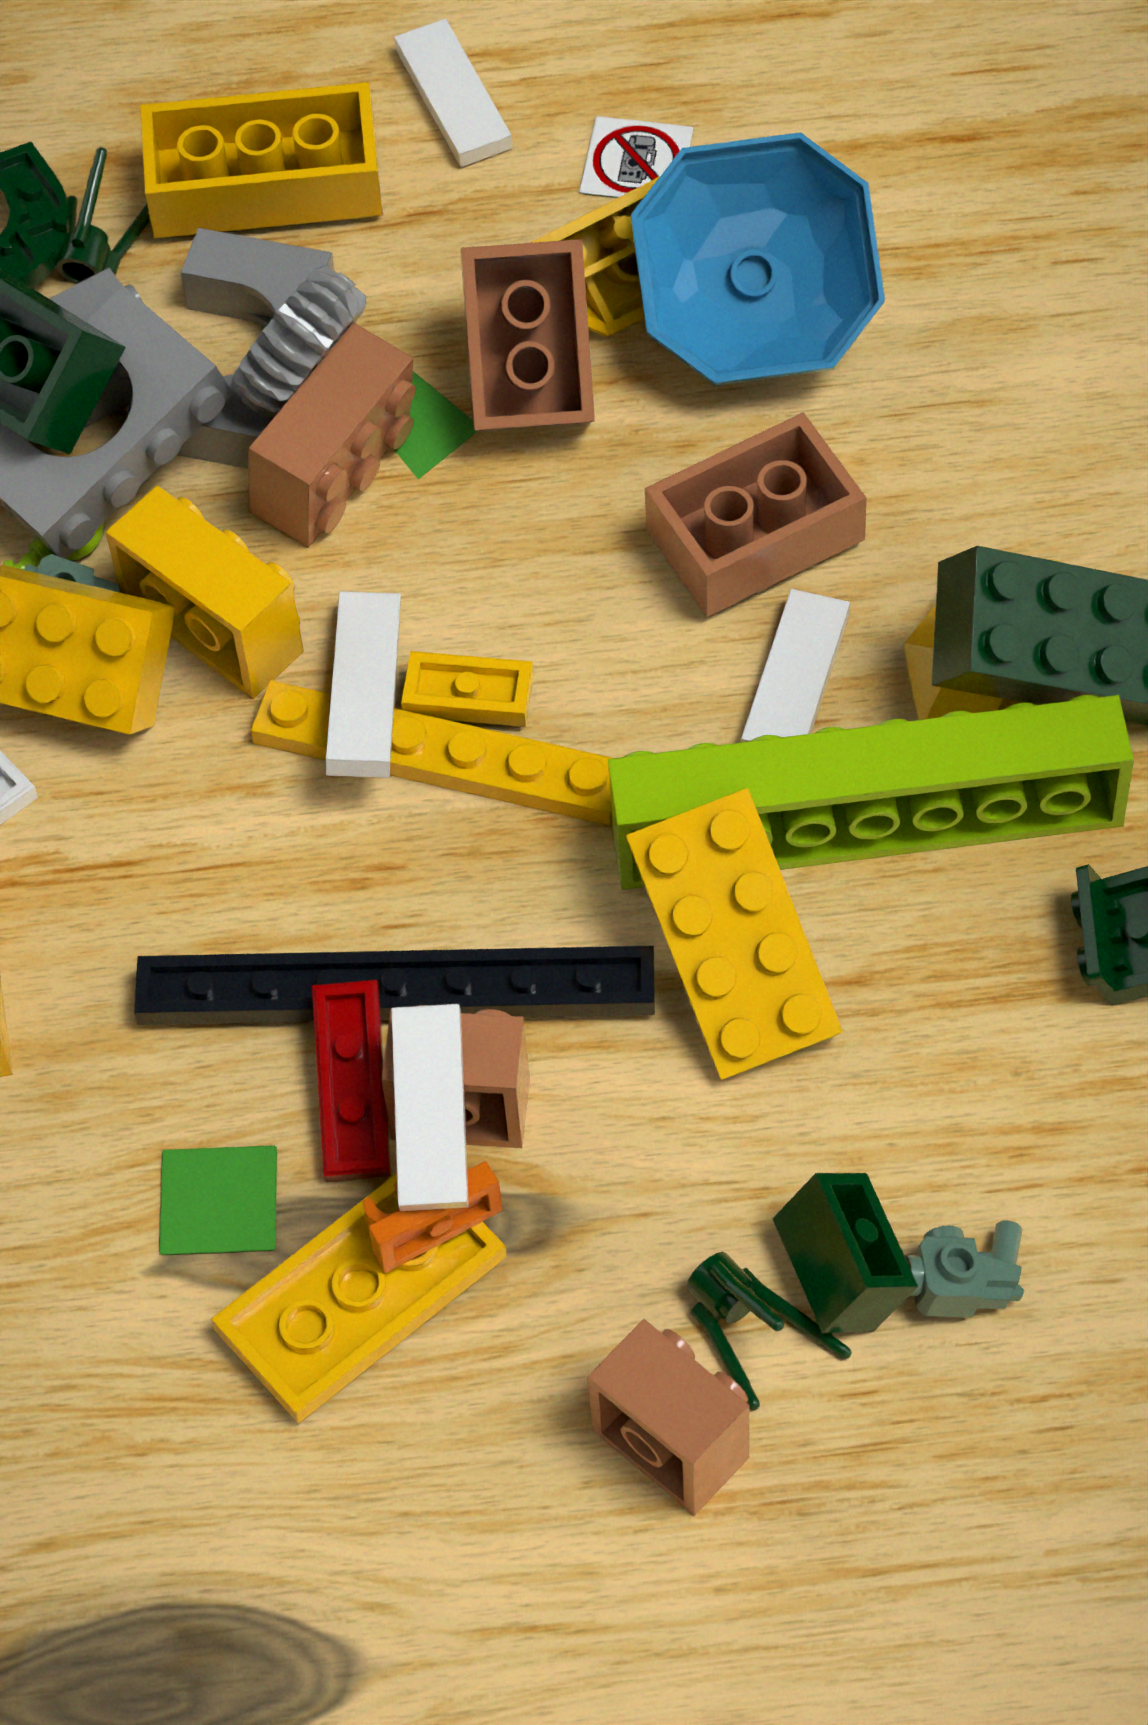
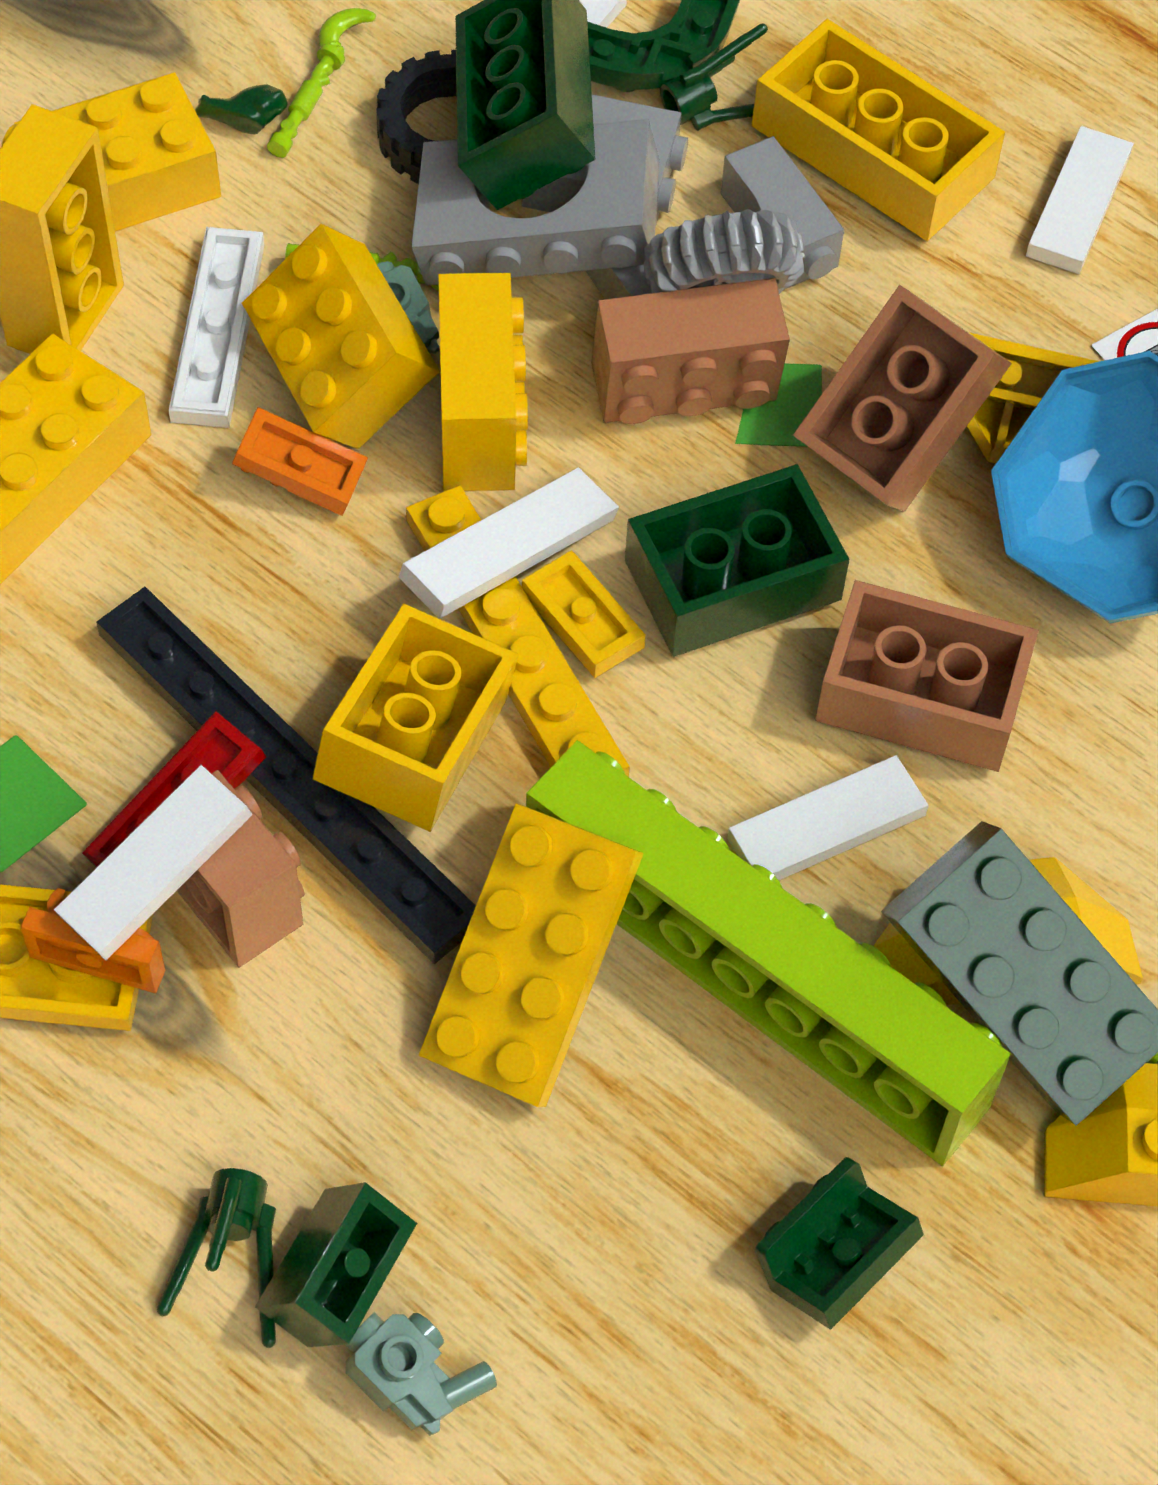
camera: 40 degrees right, 0 degrees up
(137, 767) = (300, 461): none -> orange plate
(458, 856) = (415, 717): none -> yellow brick
(535, 553) = (735, 559): none -> dark green brick
(670, 1415) = (71, 1252): nougat brick -> none

